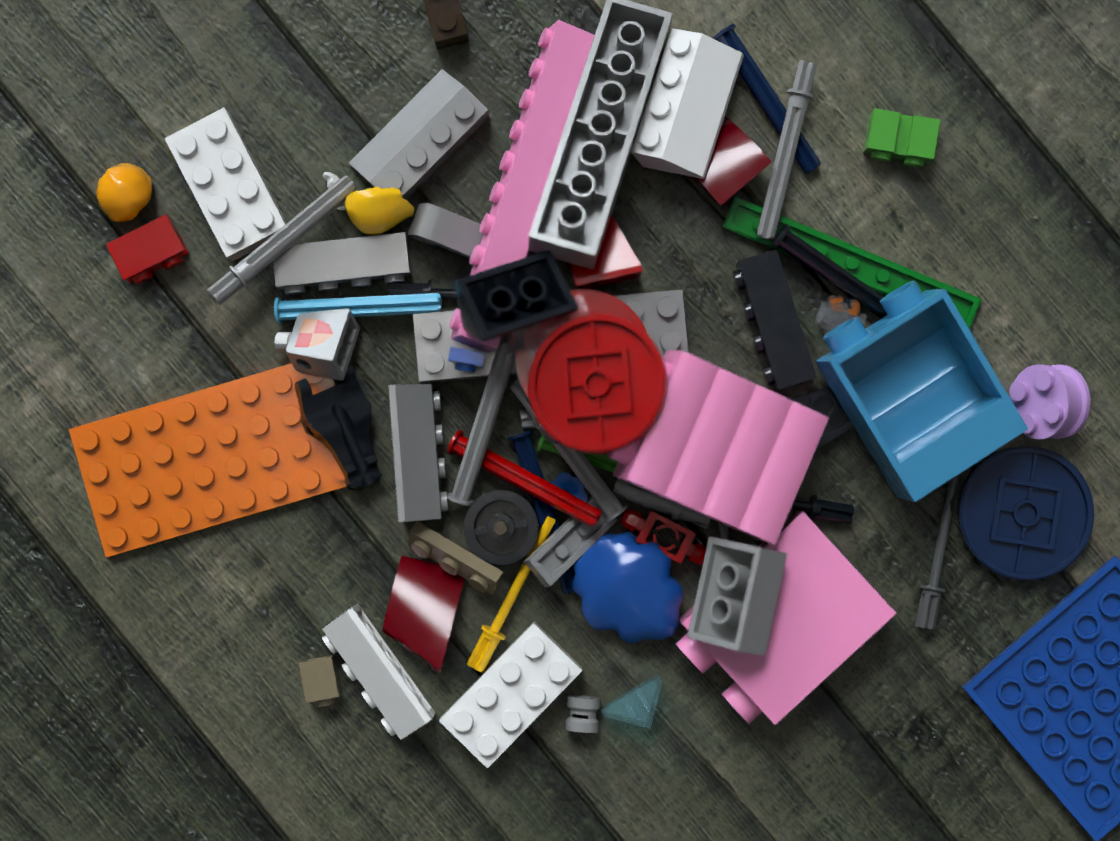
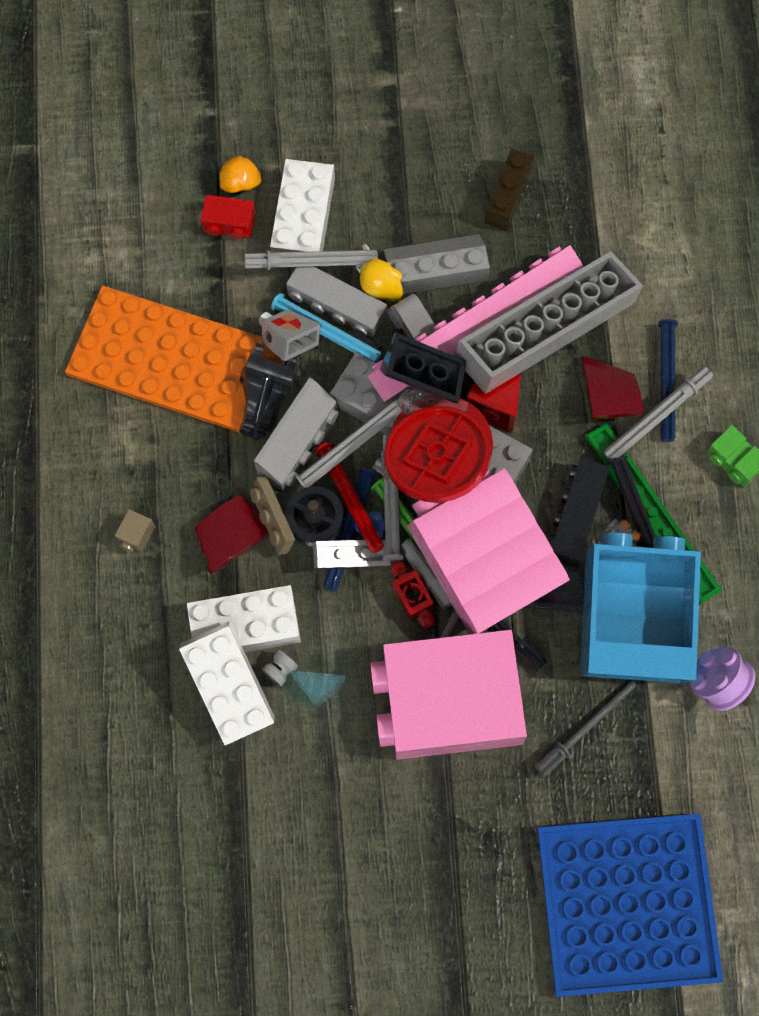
camera: 35 degrees right, 15 degrees down
(378, 671) = (173, 550): white slope -> none
(466, 359) = (368, 394): blue plate -> none
(491, 635) = (258, 580): yellow piece -> none
(545, 775) = (227, 683): none -> white brick
(628, 588) = (365, 608): blue piece -> none
(687, 104) = (613, 344): white slope -> none
(737, 596) = (431, 648): light grey slope -> none
(1025, 513) = (658, 744): dark blue plate -> none

